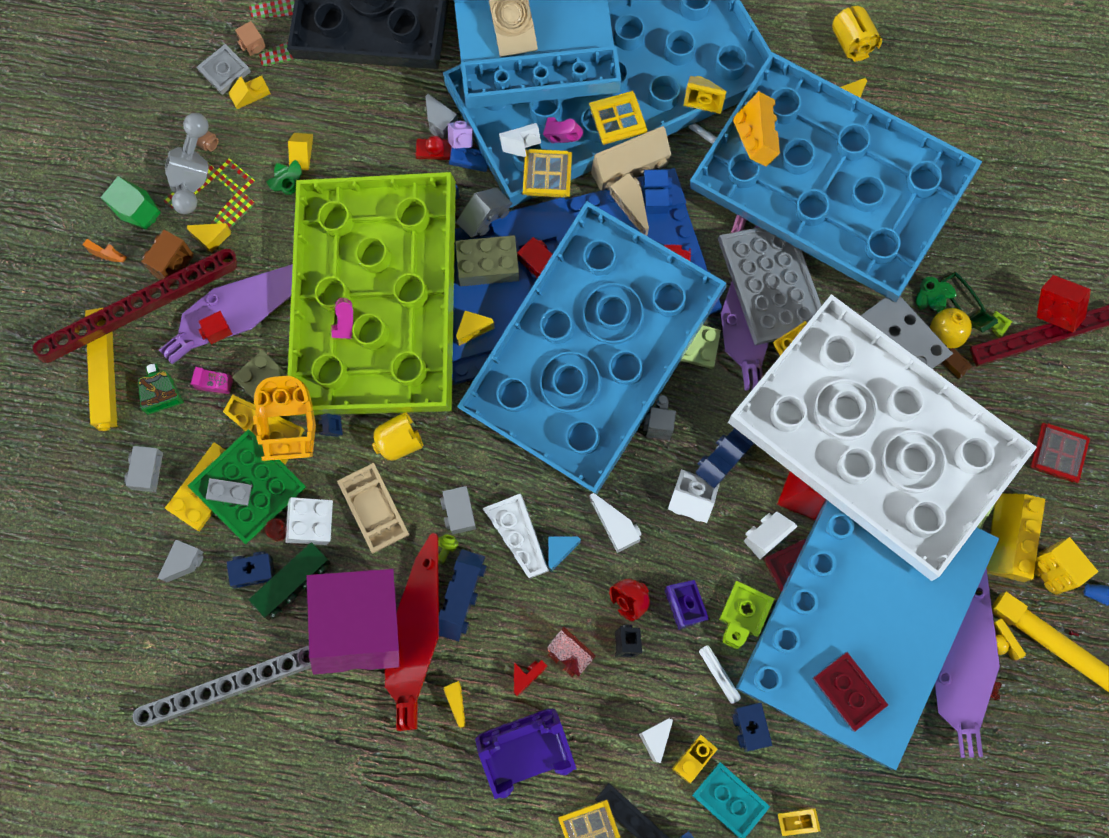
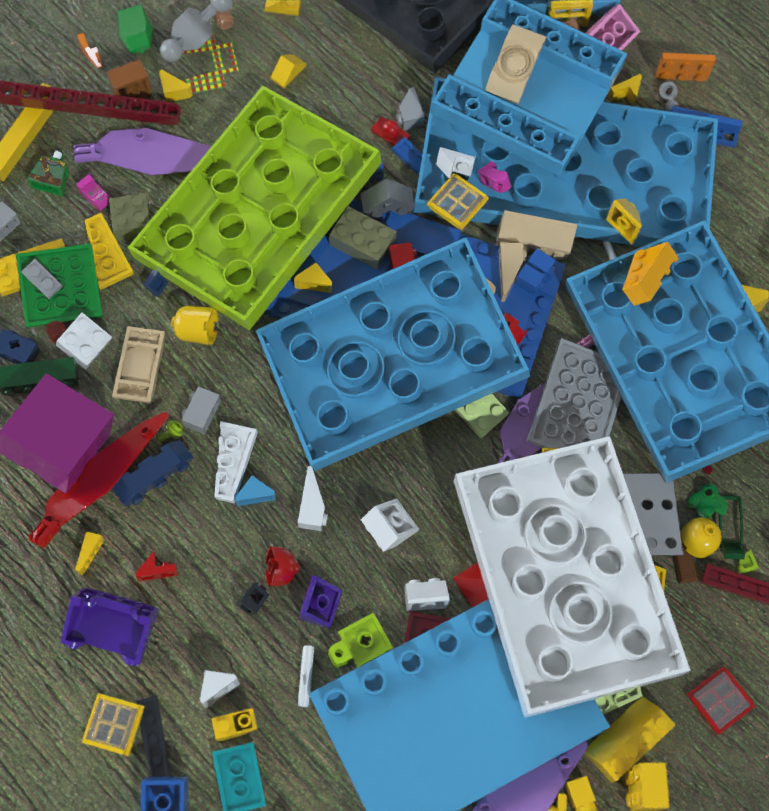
camera: 30 degrees right, 5 degrees down
(214, 327) = (124, 155): red brick -> none
(283, 398) = (130, 235): light orange slope -> none
(284, 177) = (261, 79): green plate -> none
(344, 314) = (222, 205): dark pink leg -> none
(460, 134) = (414, 132): lavender brick -> none
(570, 653) = (202, 575): clear red slope -> none
(618, 117) = (545, 195): yellow piece -> none
(660, 421) = (405, 448): dark grey brick -> none
(724, 458) = (441, 511): dark blue brick -> none
(760, 736) = (308, 726): dark blue brick -> none
(850, 691) = (394, 759): dark red plate -> none

